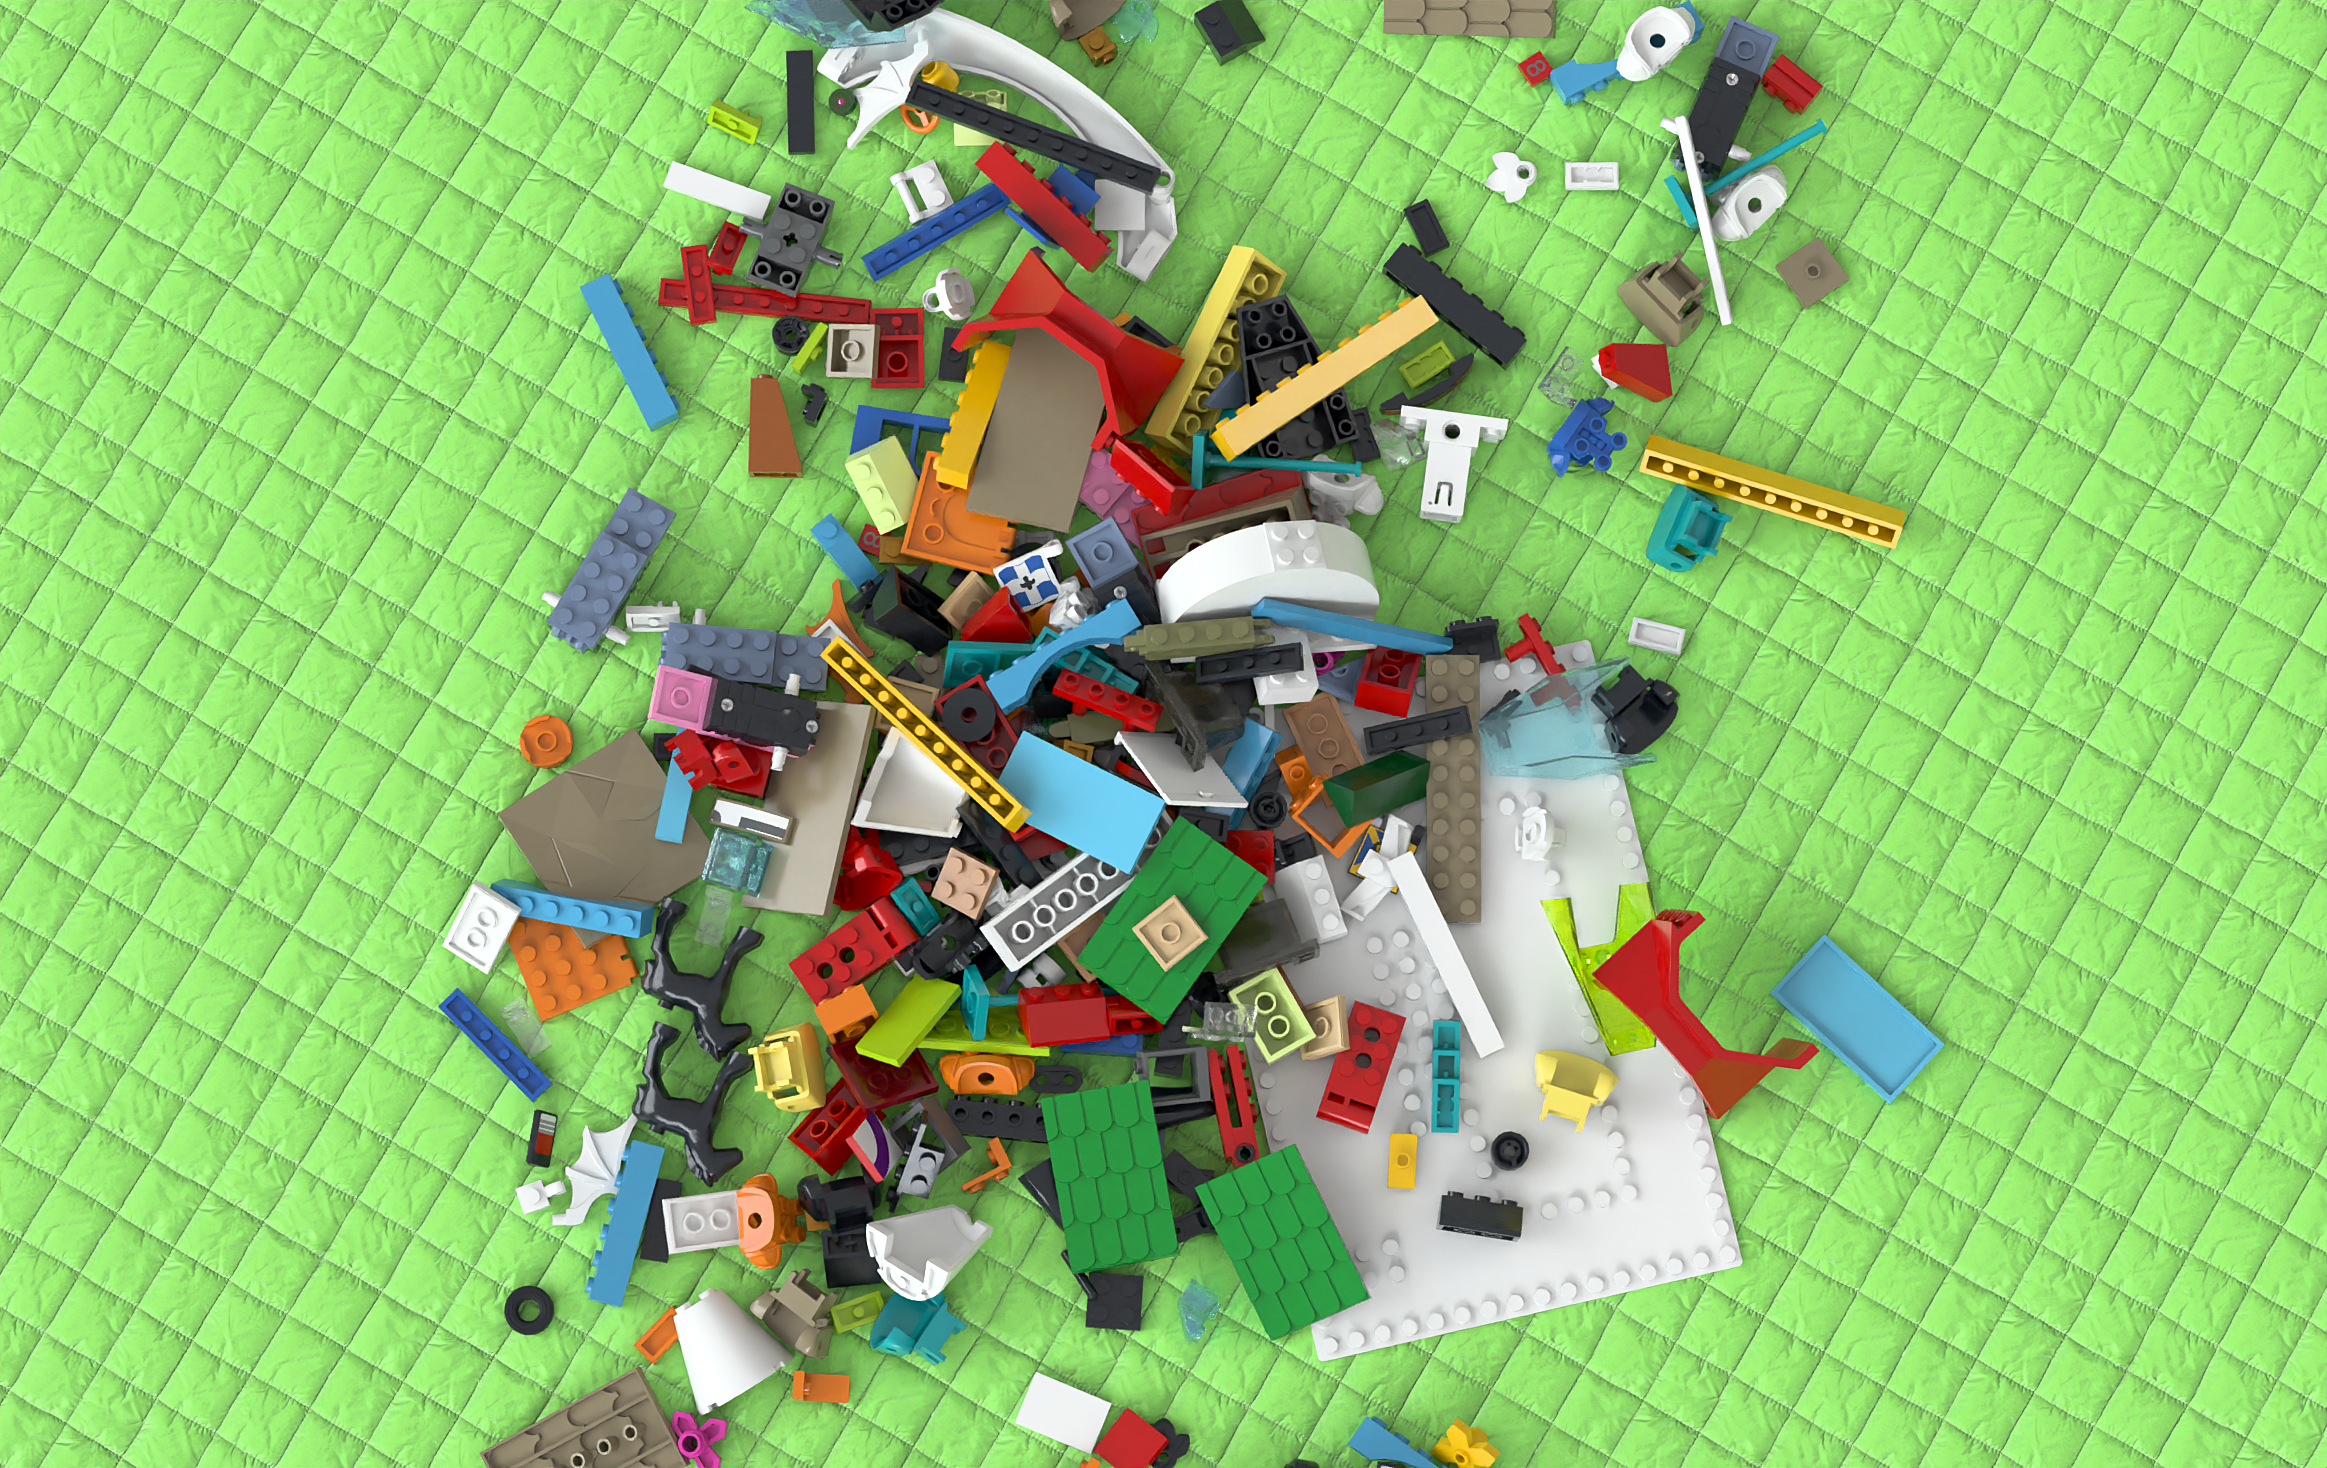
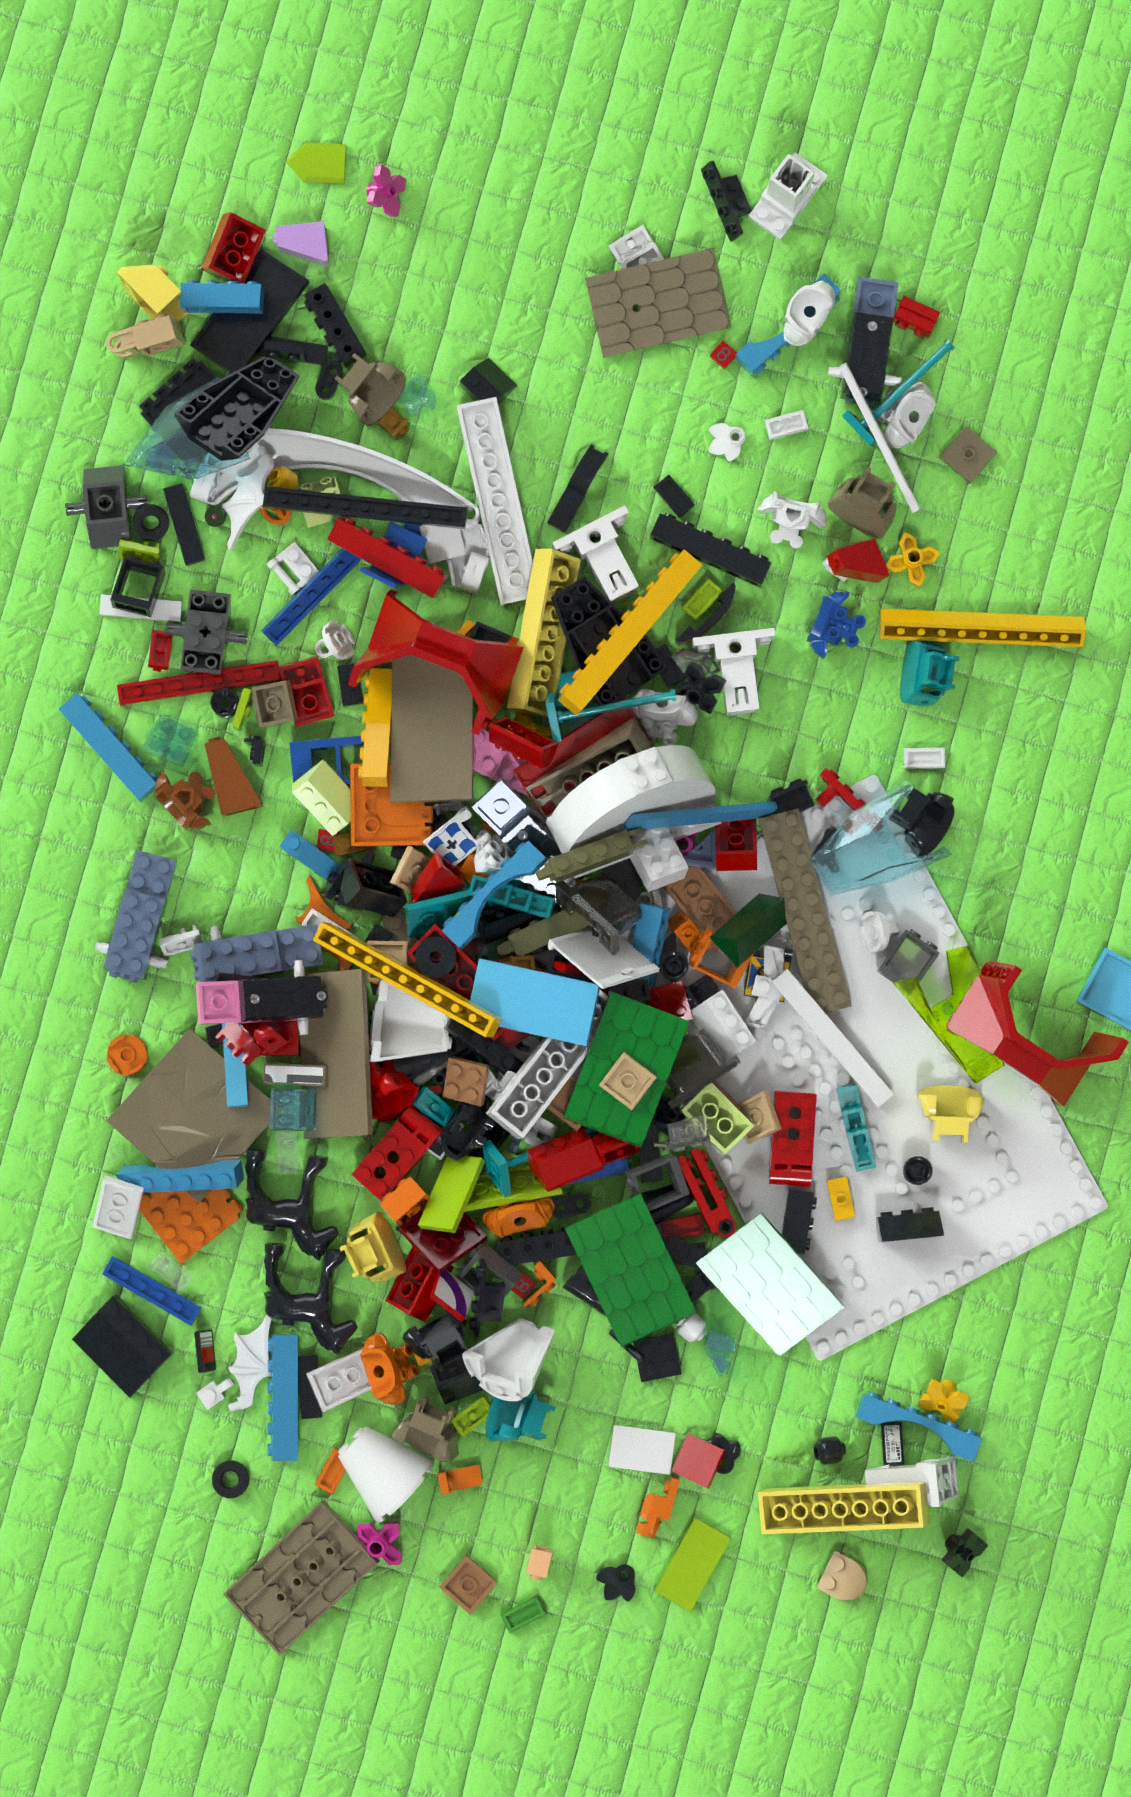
camera: 10 degrees left, 5 degrees up
(438, 1105) = (122, 1345): none -> black slope
(698, 285) = (146, 683): red tile -> none
(706, 440) = (184, 799): none -> dark orange piece
(708, 364) = (170, 741): none -> clear light blue slope
(709, 182) = (132, 604): none -> black window
(711, 76) = (109, 524): none -> dark grey slope
(764, 72) = (150, 510): none -> black tyre
(968, 1165) = (523, 1286): none -> red tile
(1107, 699) = (535, 919): red plate -> none
(1168, 1274) = (691, 1328): none -> white head
(1192, 1144) = (683, 1226): none -> red tile
(1202, 170) = (497, 498): none -> white plate
(1228, 393) = (561, 661): sand blue tile -> none
(1249, 663) = (633, 865): black tile -> none
(1306, 186) = (577, 489): none -> black piece
(1317, 276) = (604, 556): none -> white brick
(1341, 1170) = (798, 1219): none -> black brick
(1395, 472) = (701, 689): none -> black plant
(1418, 730) = (768, 876): black tile -> none
(1559, 376) = (801, 584): clear bracket -> none
(1567, 292) = (791, 518): none -> white piece
(1583, 856) = (913, 937): none -> dark grey window
(1706, 371) = (914, 569): none -> yellow plant

